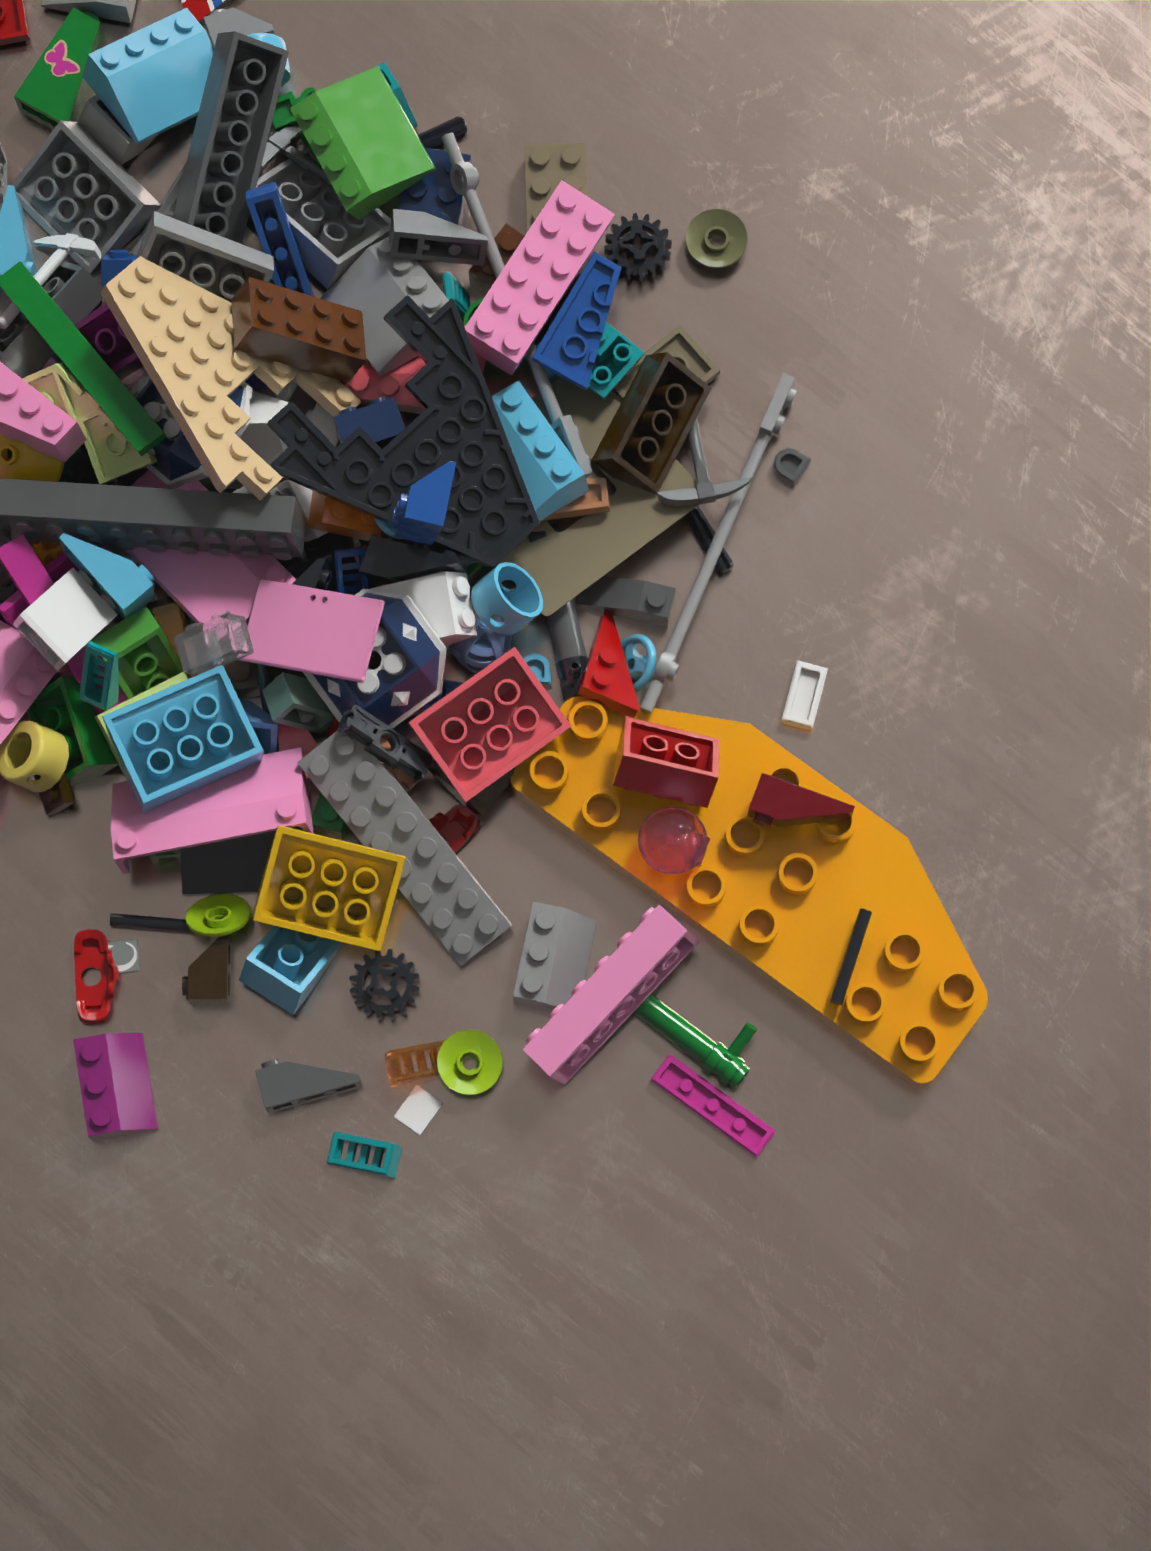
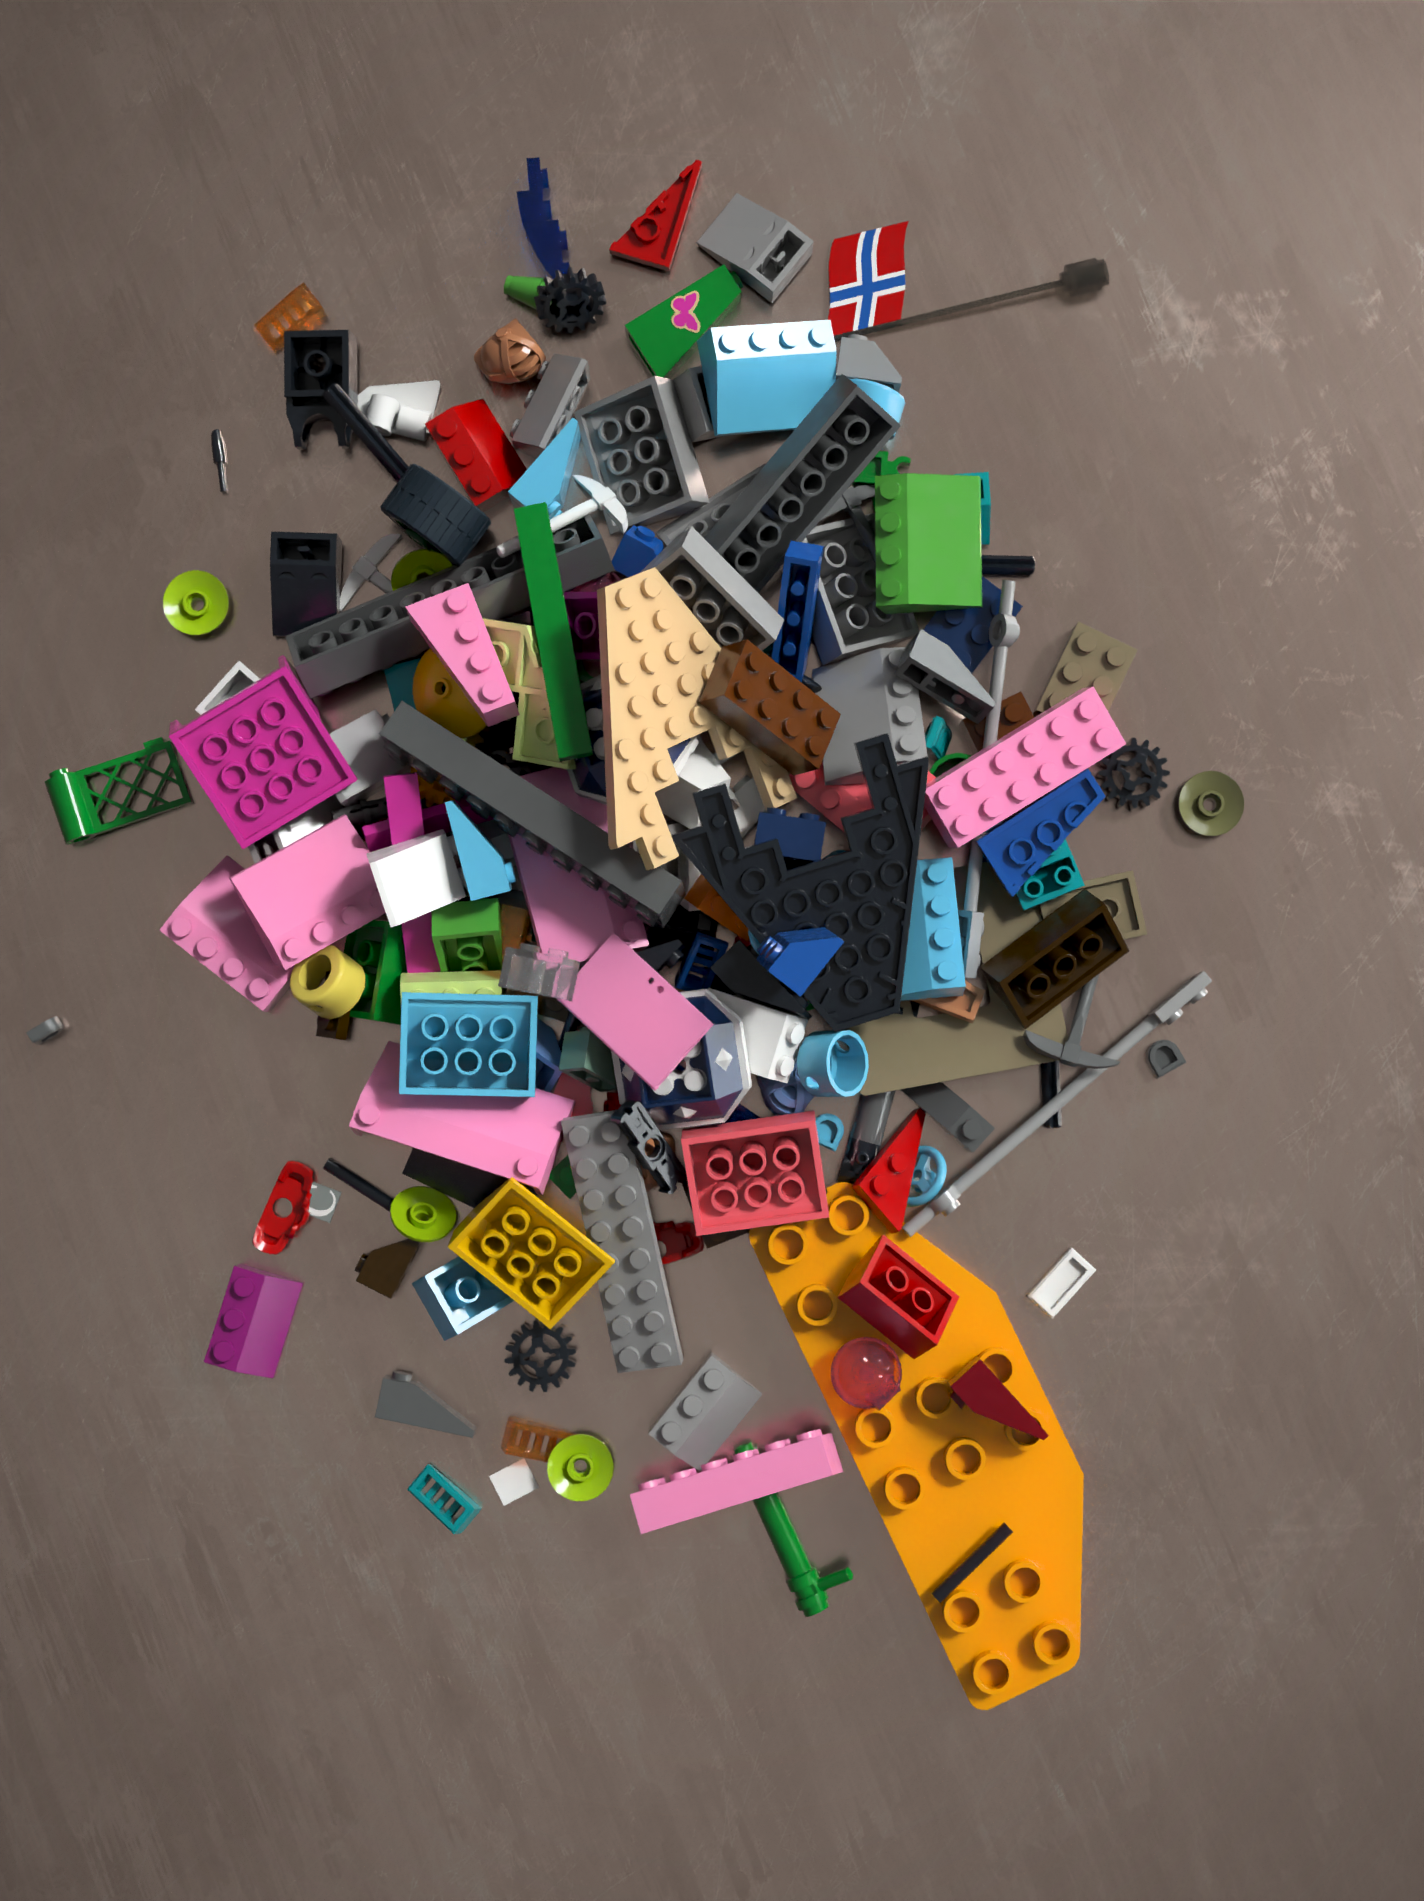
camera: 25 degrees right, 10 degrees up
(89, 689) = (420, 948): teal slope -> none
(712, 1105) = (778, 1618): dark pink tile -> none

